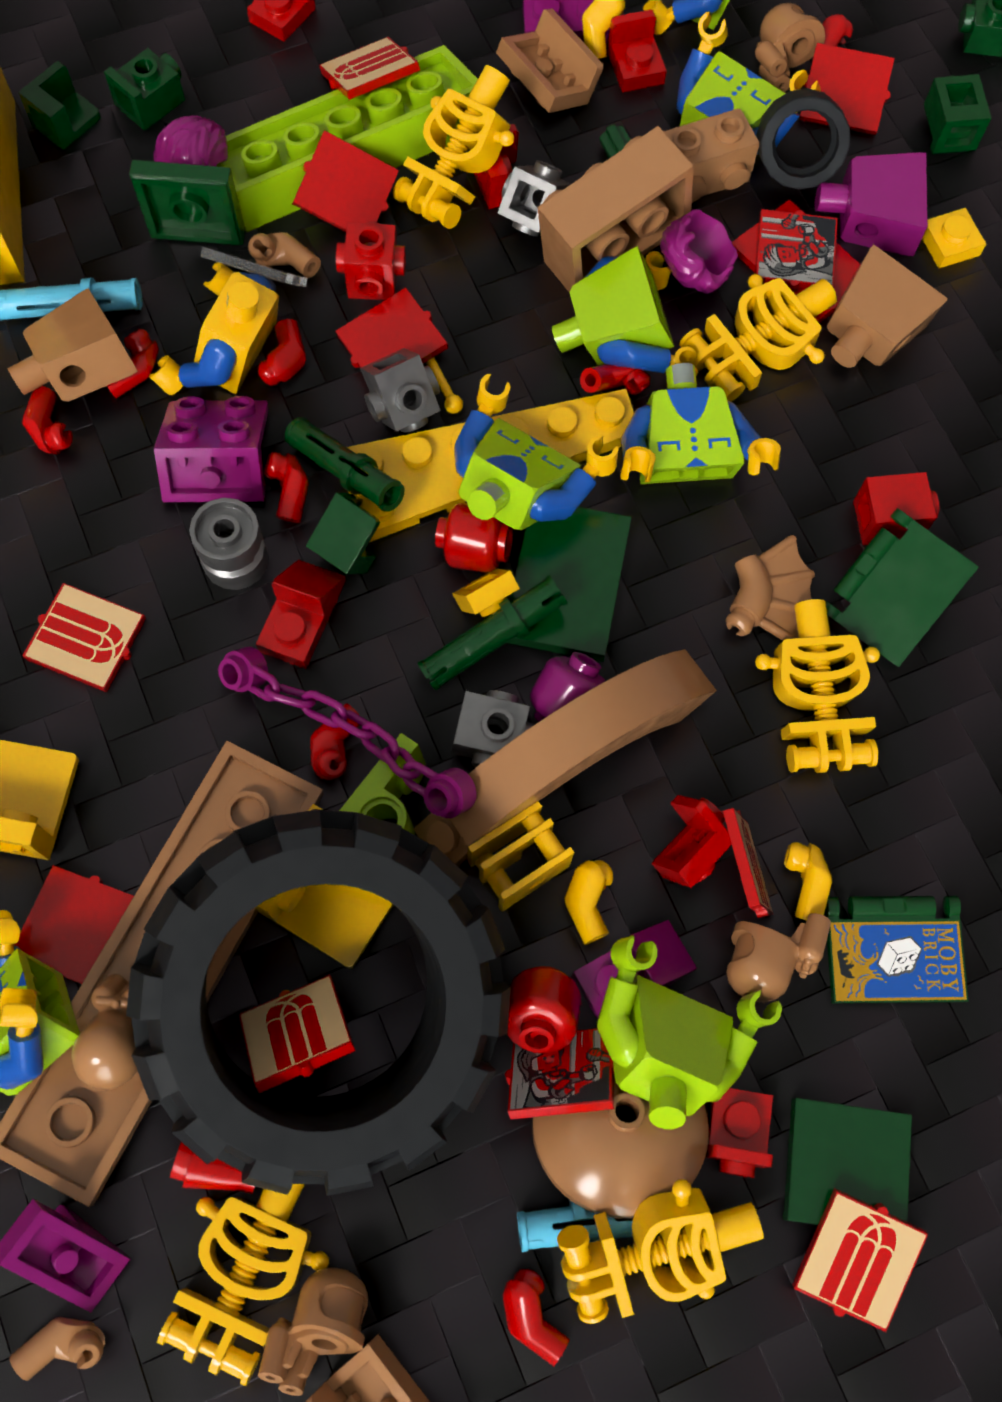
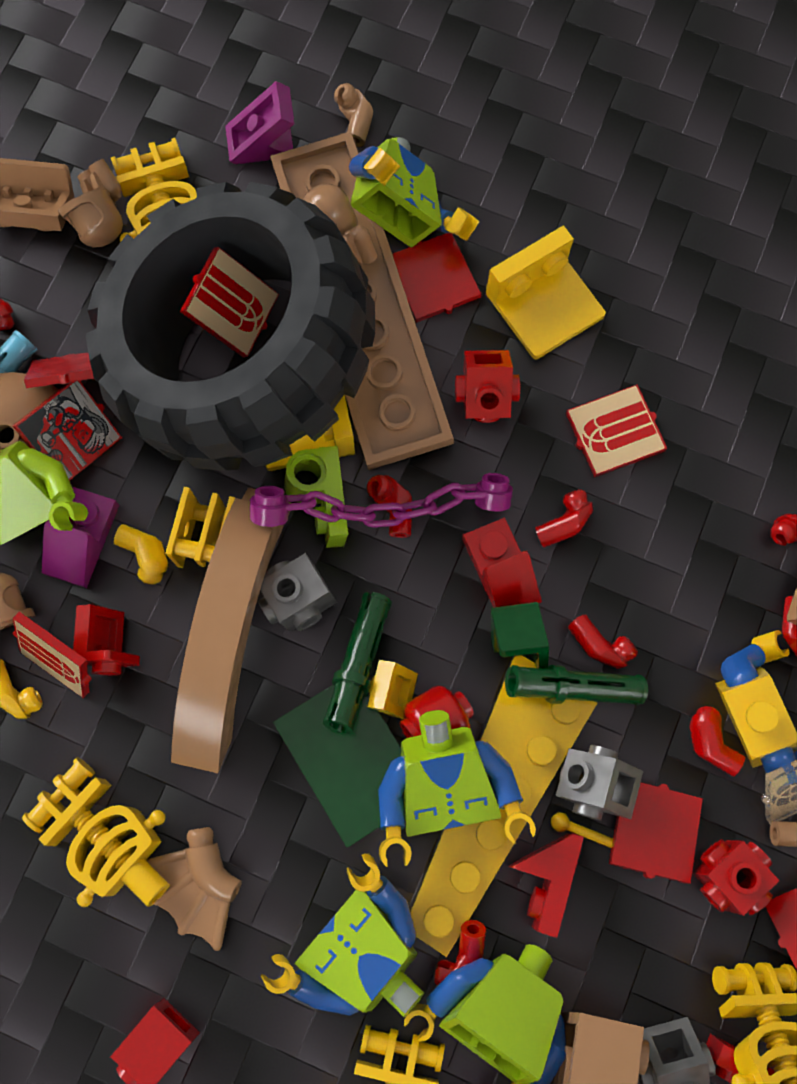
camera: 140 degrees right, 5 degrees up
(59, 1339) = (225, 104): medium nougat arm -> none
(147, 759) = (487, 385): none -> red brick
(206, 593) = (570, 523): none -> red arm
(212, 450) = (681, 622): magenta bracket -> none
(229, 543) = (589, 559): flat silver wheel -> none
(505, 360) = (557, 866): none -> red slope
(509, 1144) = (58, 370): none -> red piece
(542, 1007) = (111, 456): red head -> none
(563, 681) = (269, 666): magenta head -> none
(900, 588) = (99, 972): dark green piece -> none

